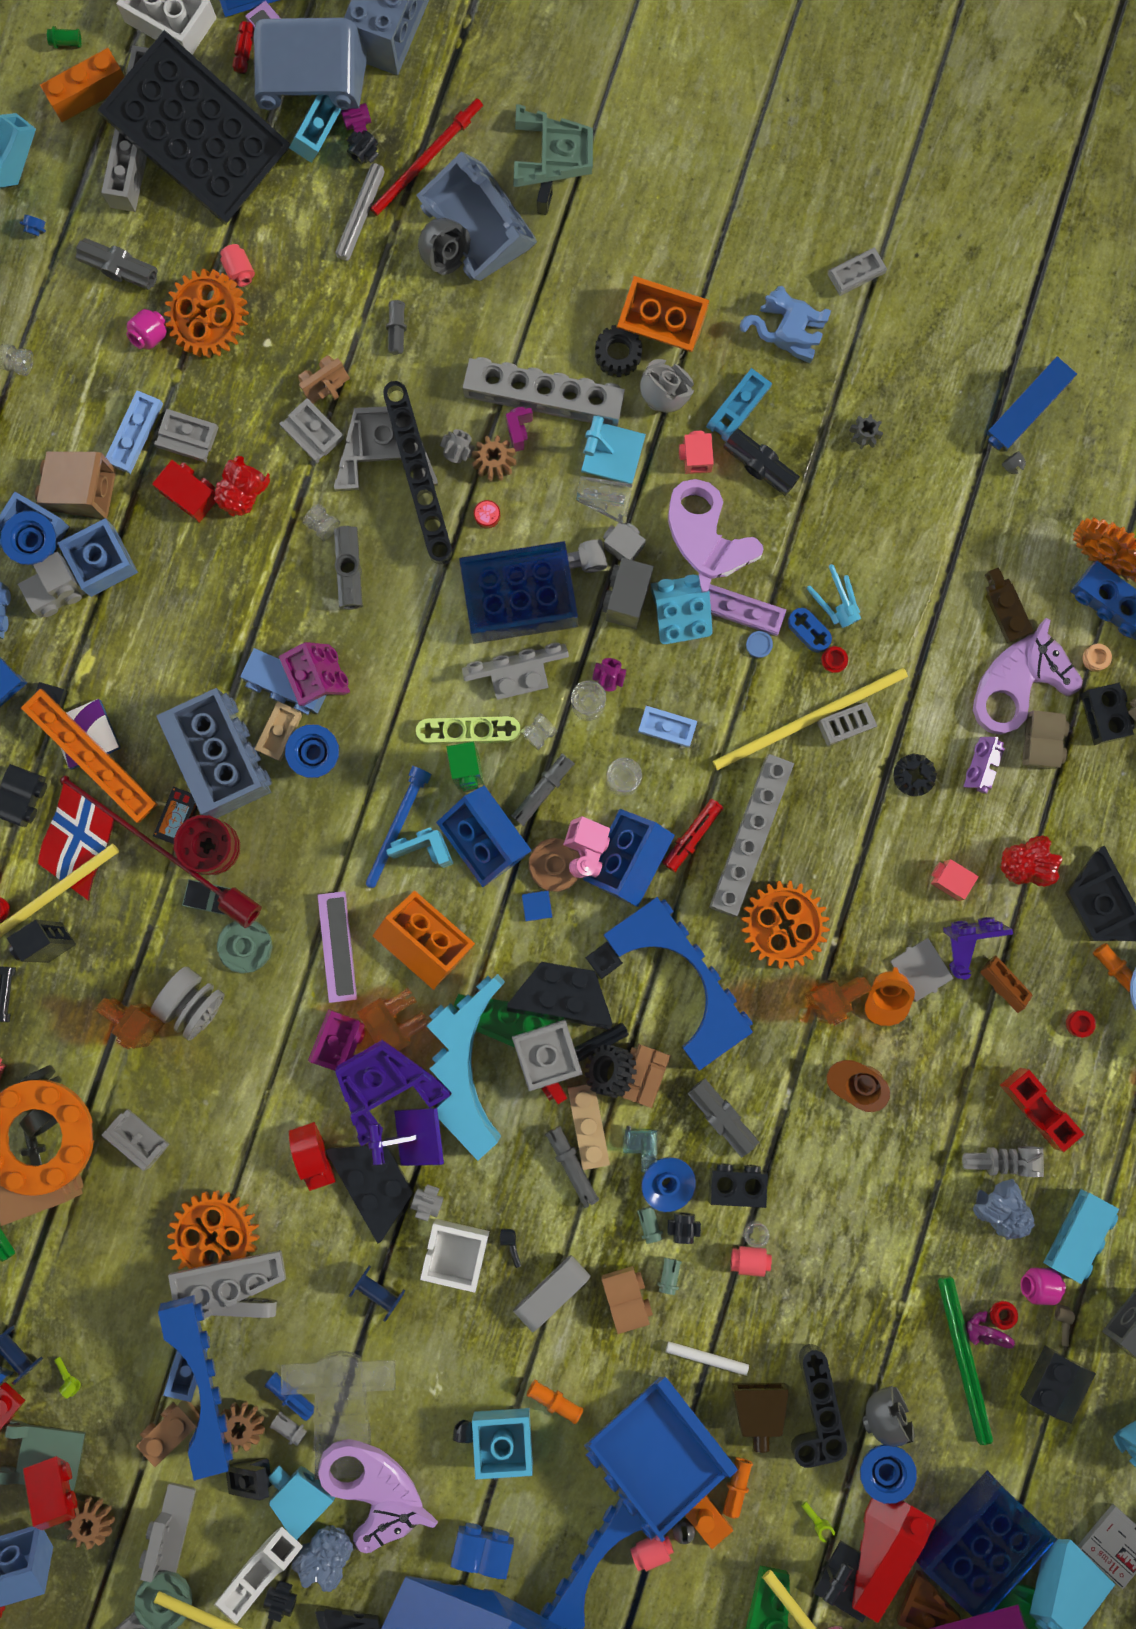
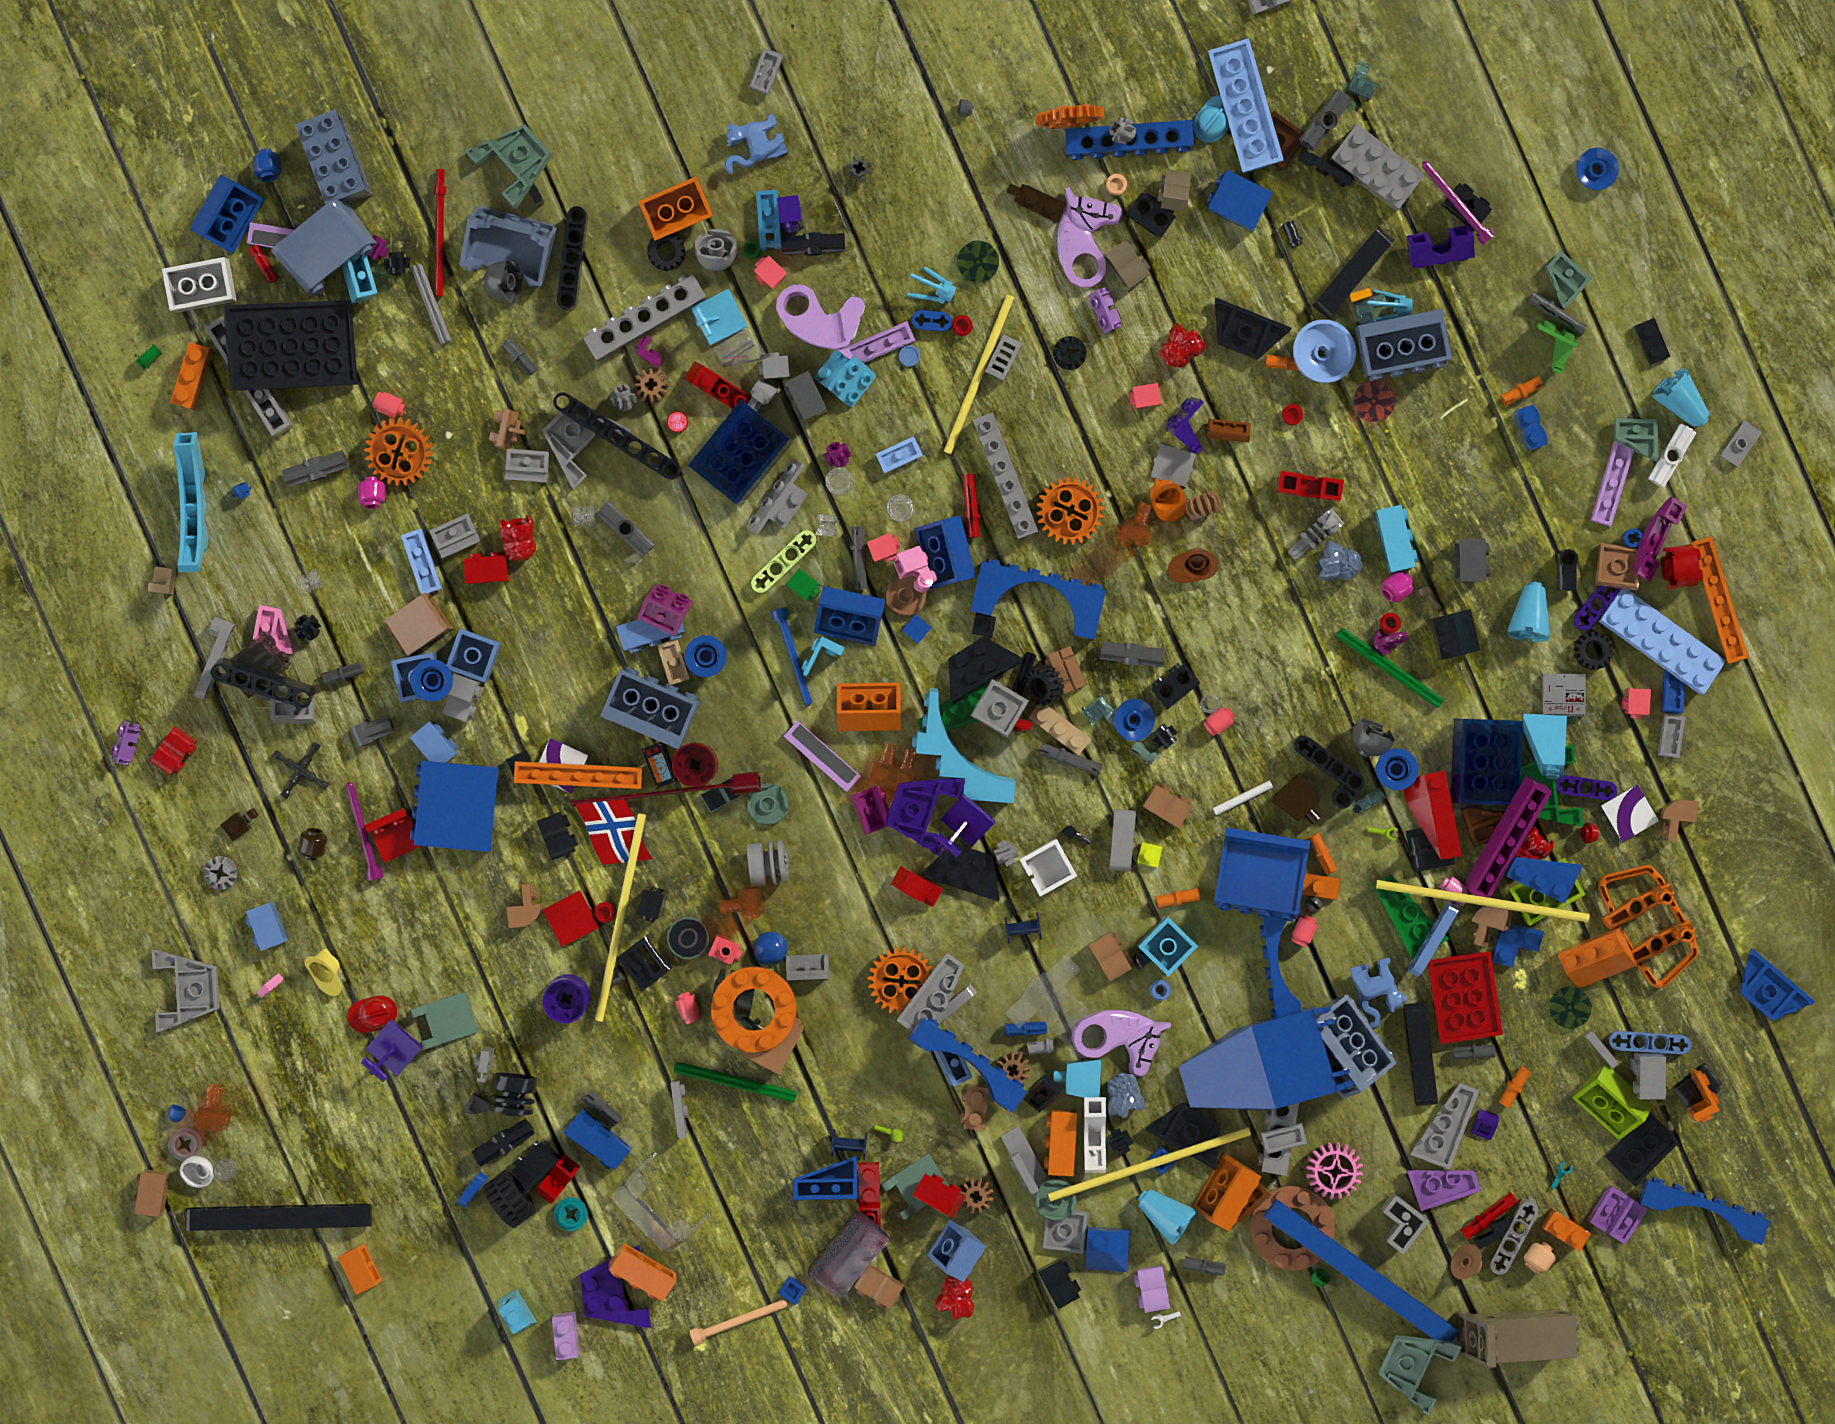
camera: 40 degrees left, 5 degrees up
(50, 1006) = (688, 937): none -> black tile
(83, 1052) = (722, 942): none -> coral brick
(118, 1088) = (770, 948): none -> blue piece
(221, 1547) = (1061, 1142): none -> orange brick
(437, 1399) = (1110, 955): none -> medium nougat brick
(450, 1485) = (1167, 990): none -> medium blue plate
(482, 1551) = (1209, 1015): blue brick -> none
(528, 270) = (569, 248): none -> black beam
(552, 510) = (715, 385): none -> red slope
(566, 1331) = (1149, 854): none -> neon yellow plate
(574, 800) = (884, 548): none -> coral brick
(669, 1276) = (1181, 771): sand green pin -> none
(699, 412) = (747, 250): none -> green hinge
(767, 408) = (790, 213): none -> dark purple arch
(829, 1478) = (1368, 802): none -> clear light blue piece
(902, 614) = (978, 261): none -> clear green tile
(920, 1034) = (1203, 505): none -> medium nougat gear
(1031, 404) = (943, 66): blue slope -> none

